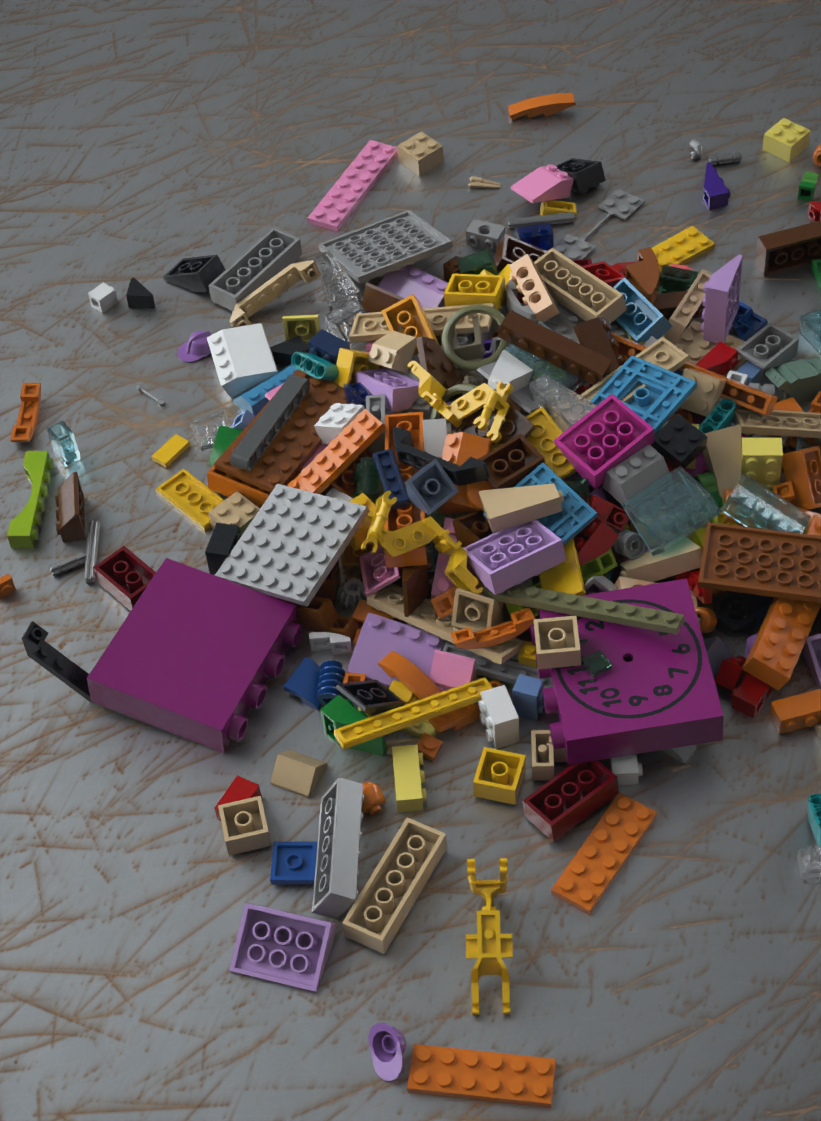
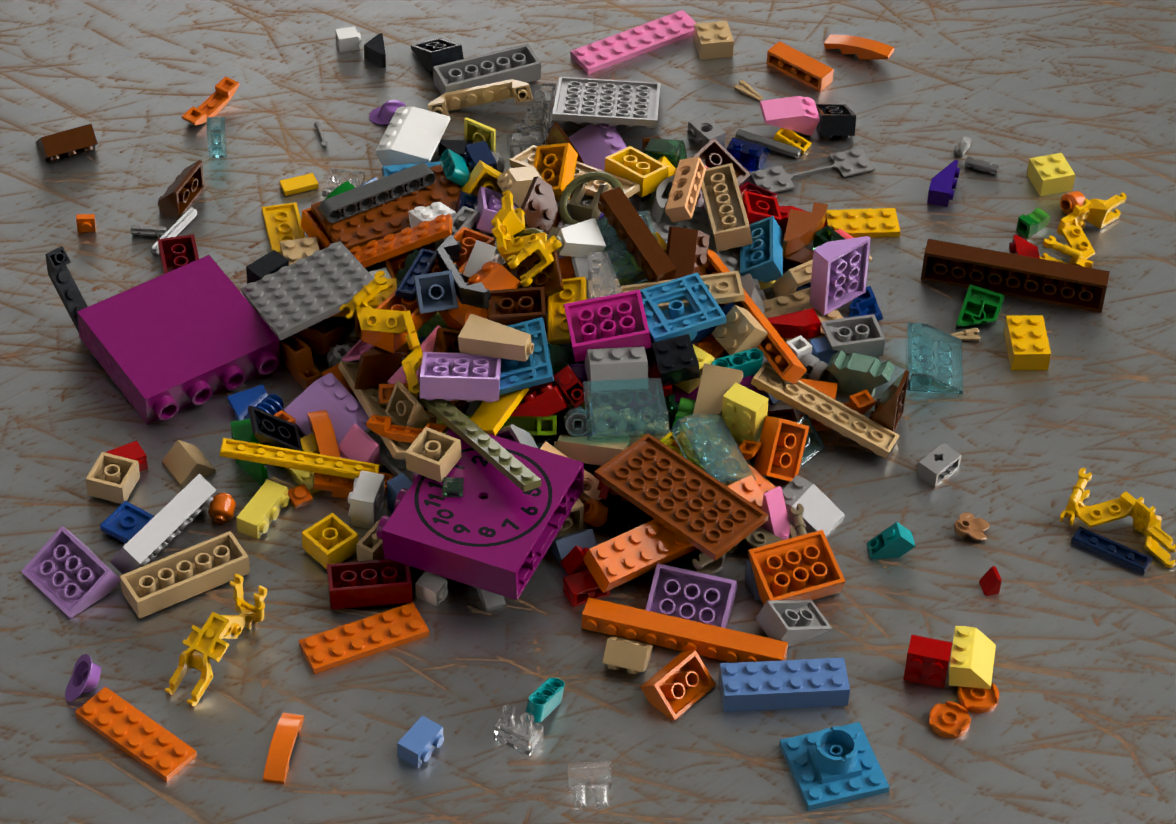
camera: 25 degrees right, 5 degrees down
(24, 527) = (138, 187): lime arch -> none
(337, 643) = (289, 382): white slope -> none
(509, 143) = (800, 66): none -> orange brick
(630, 1006) = (281, 747): none -> orange slope
(747, 926) = (420, 741): none -> medium blue brick

